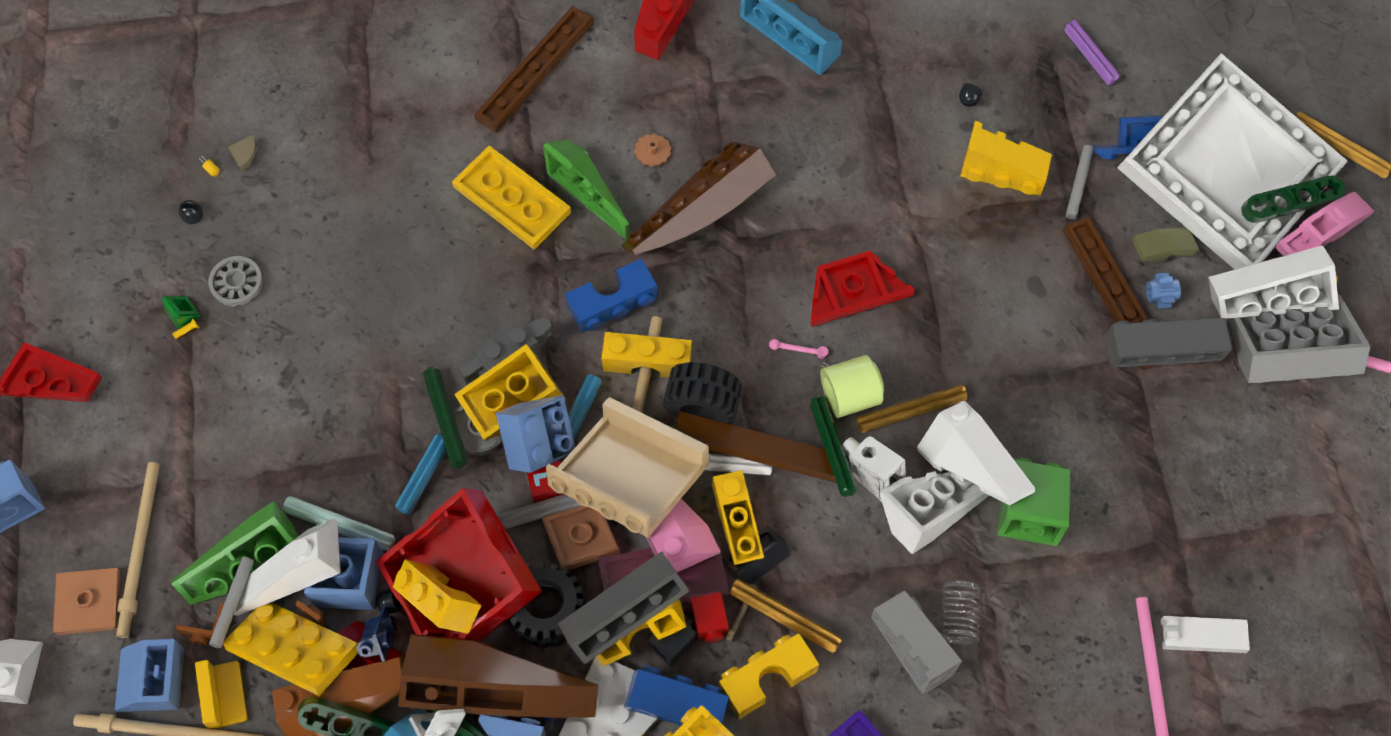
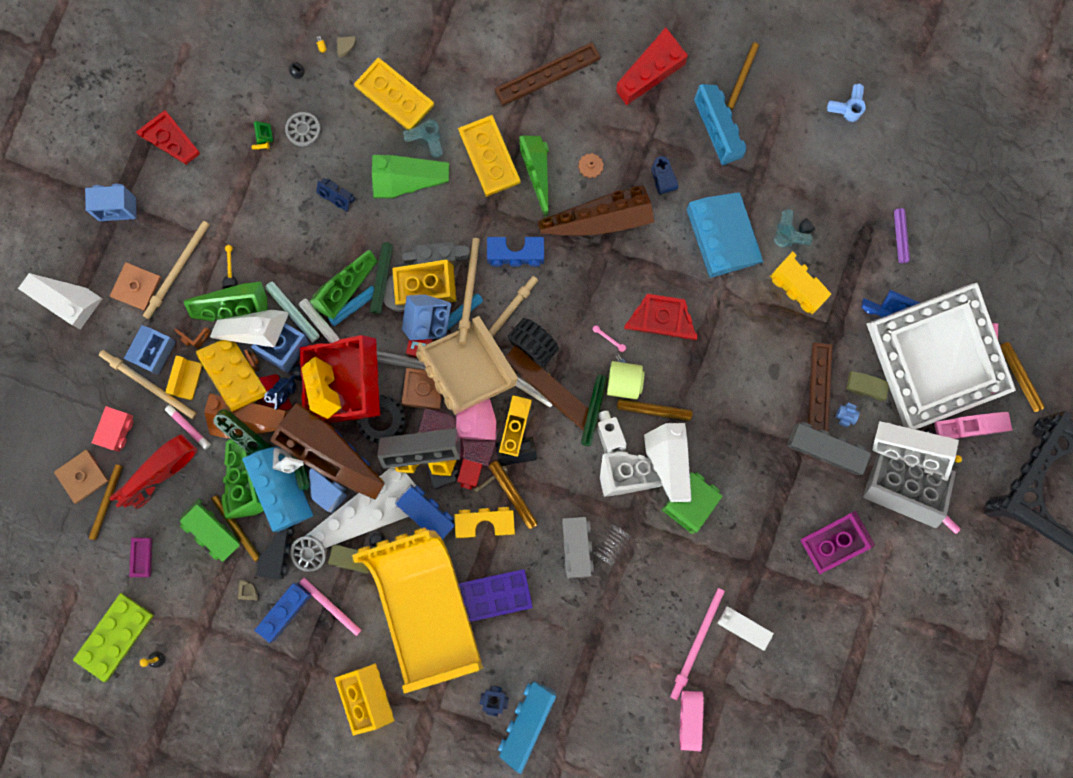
camera: 25 degrees right, 15 degrees up
(225, 523) = (229, 280): none -> hinge
(231, 602) = (210, 330): light grey bar -> none
(316, 342) = (328, 190): none -> dark blue hinge
(342, 181) = (394, 94): none -> yellow plate
(380, 516) = (318, 321): none -> white axle
(392, 460) = (338, 290): none -> bright green wedge
(406, 272) = (401, 175): none -> bright green wedge
(419, 210) = (432, 139): none -> clear light blue axle
(594, 415) = (464, 324): none -> tan bar
(628, 351) = (516, 298): yellow arch -> none
(755, 118) = (664, 179): none -> dark blue piece
(870, 152) = (724, 233): none -> dark azure slope
(951, 113) = (787, 229): none -> clear light blue axle
(1079, 182) = (836, 323): light grey piece -> none
(1253, 456) = (837, 542): none -> magenta slope
(1293, 199) = (963, 397): dark green beam -> none

